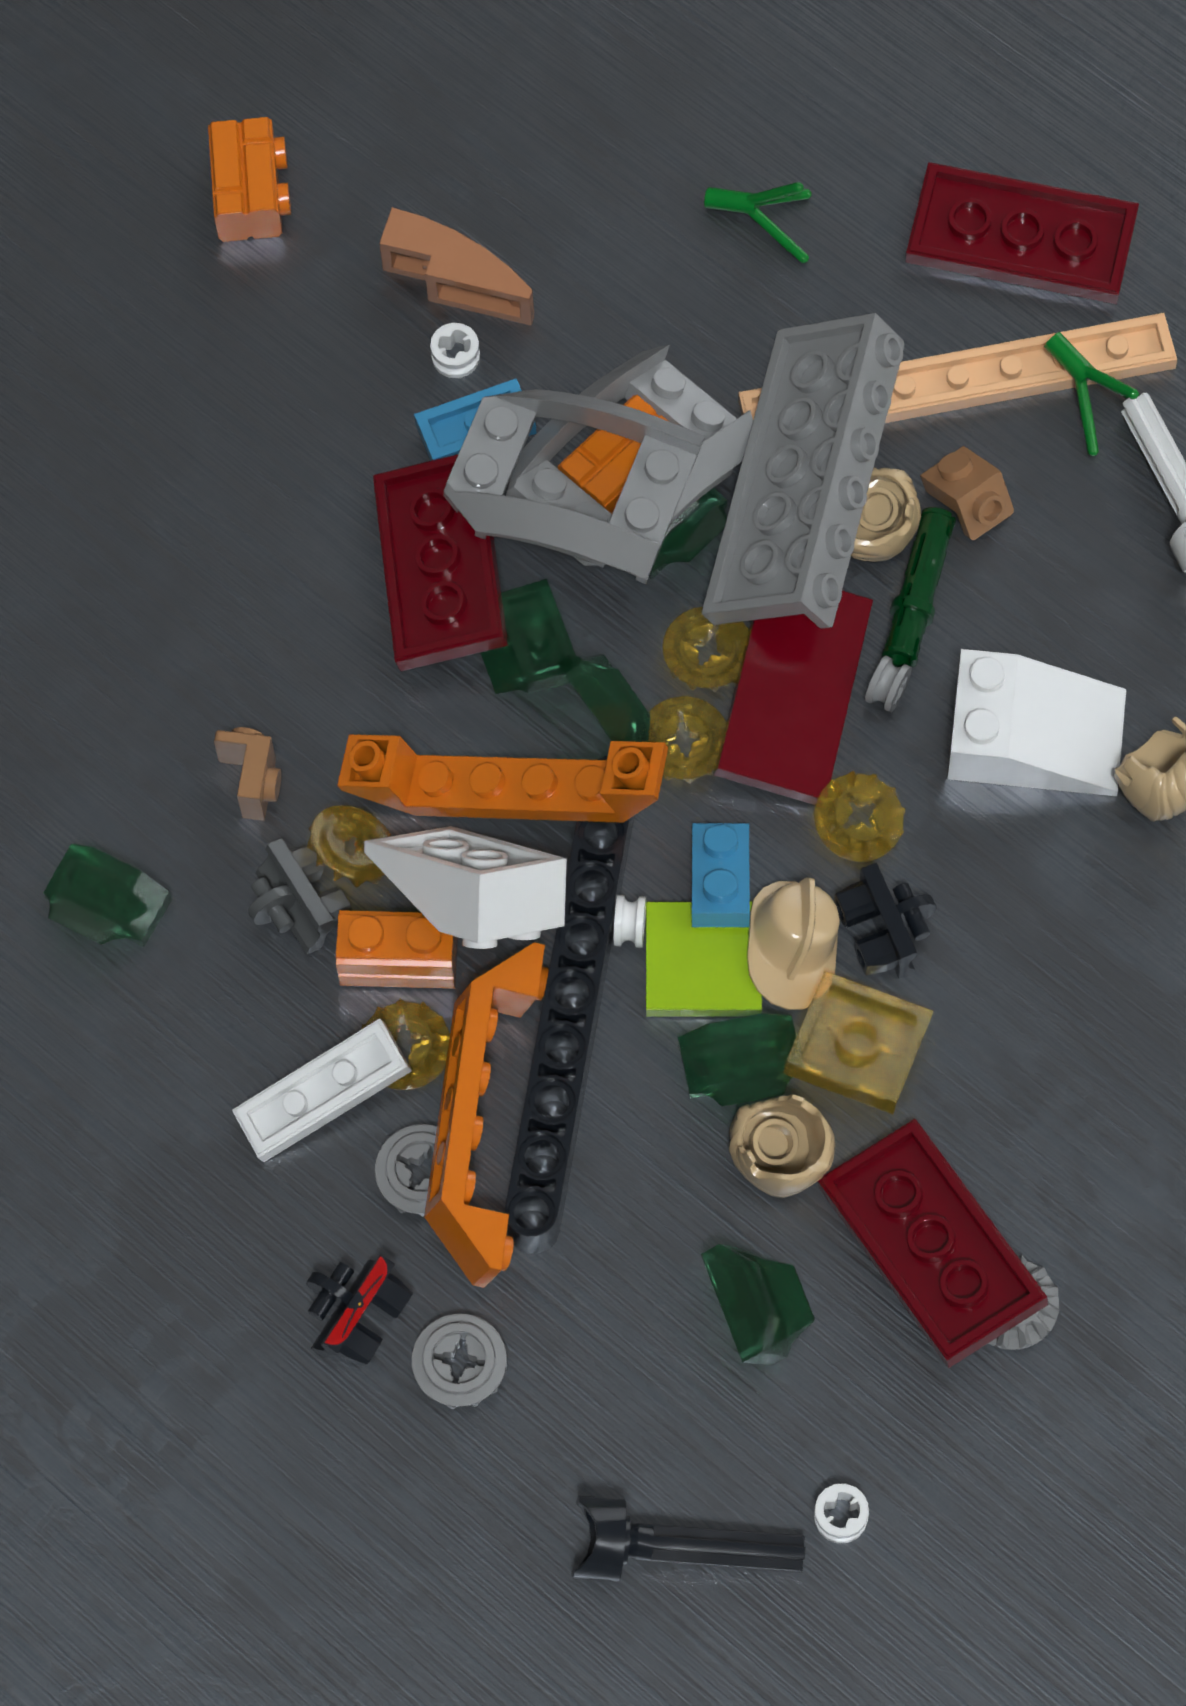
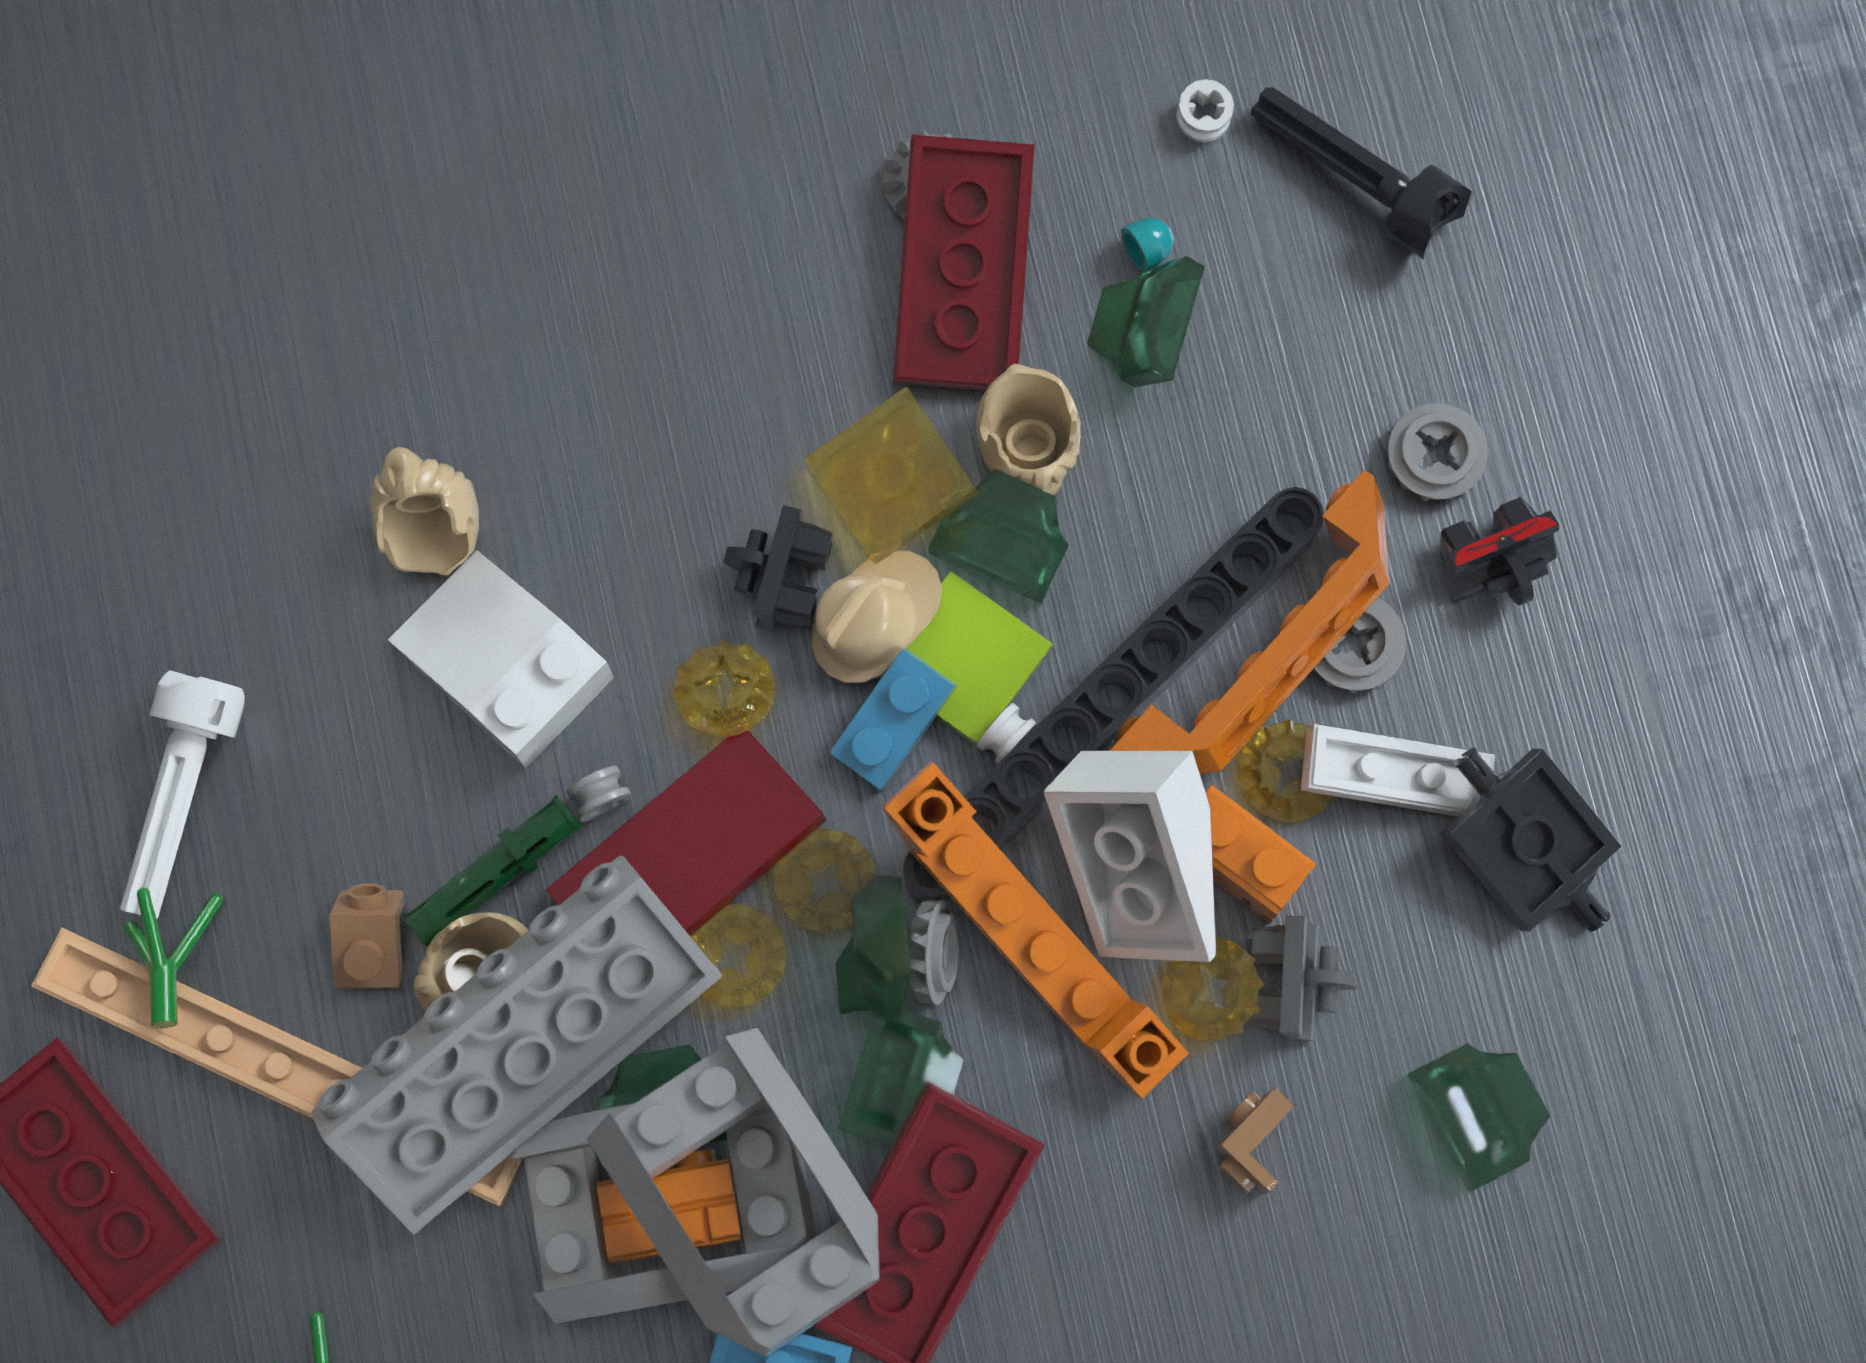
camera: 150 degrees left, 10 degrees up
(188, 1105) = (1531, 840): none -> black plate
(566, 726) = (933, 951): none -> light grey gear
(804, 1367) = (1147, 242): none -> teal hinge

